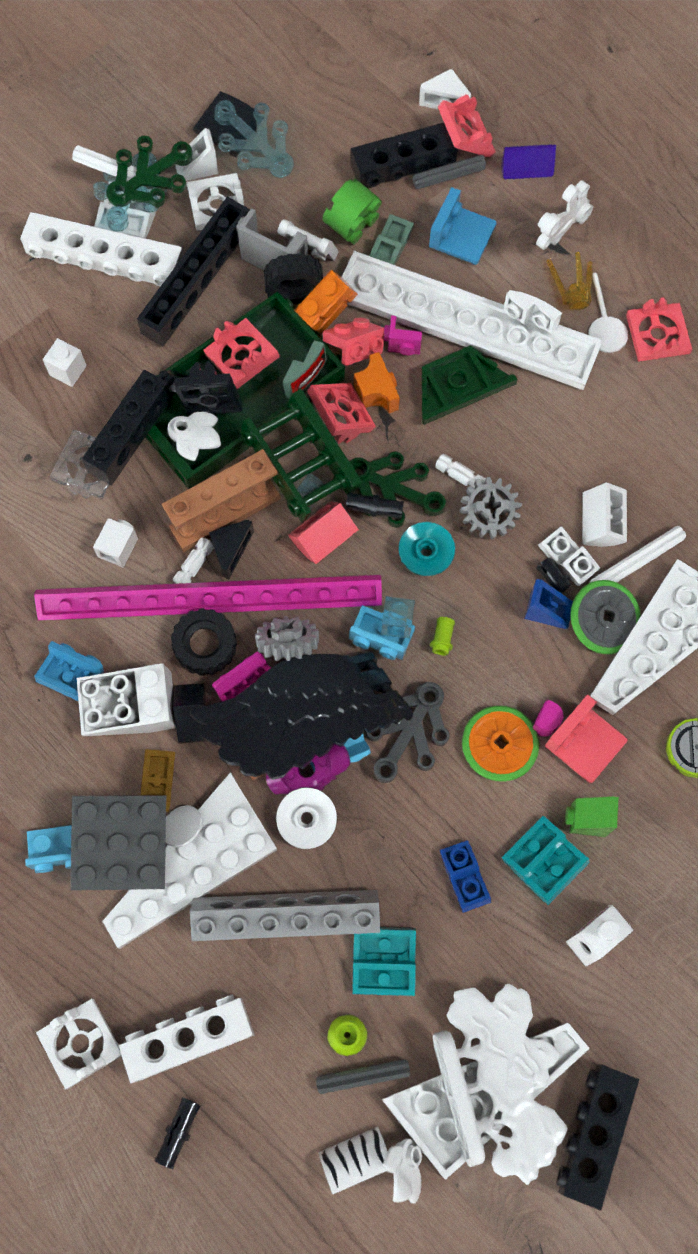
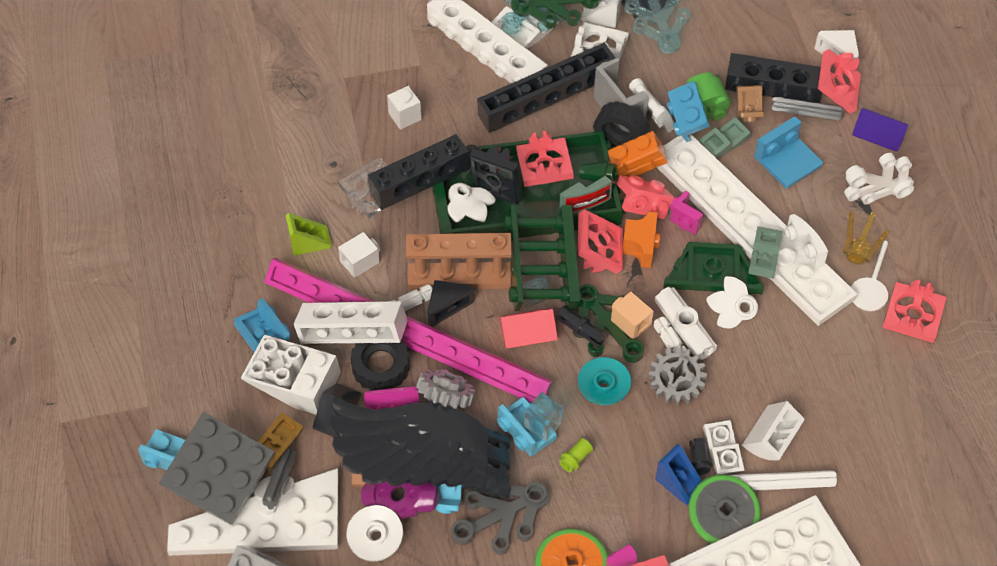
camera: 30 degrees right, 15 degrees down
(51, 548) = (307, 235): none -> lime slope
(155, 620) = (351, 322): none -> white brick
(184, 819) = (279, 479): none -> dark grey axle
(301, 338) = (598, 170): none -> dark green cone
(350, 230) = (688, 110): none -> dark azure bracket
(395, 192) = (749, 102): none -> medium nougat bracket
(414, 469) = (631, 315): none -> light nougat brick
(451, 442) = (693, 333): none -> white piece
(492, 408) = (728, 303): none -> white plate
(499, 341) = (765, 252): none -> sand green slope

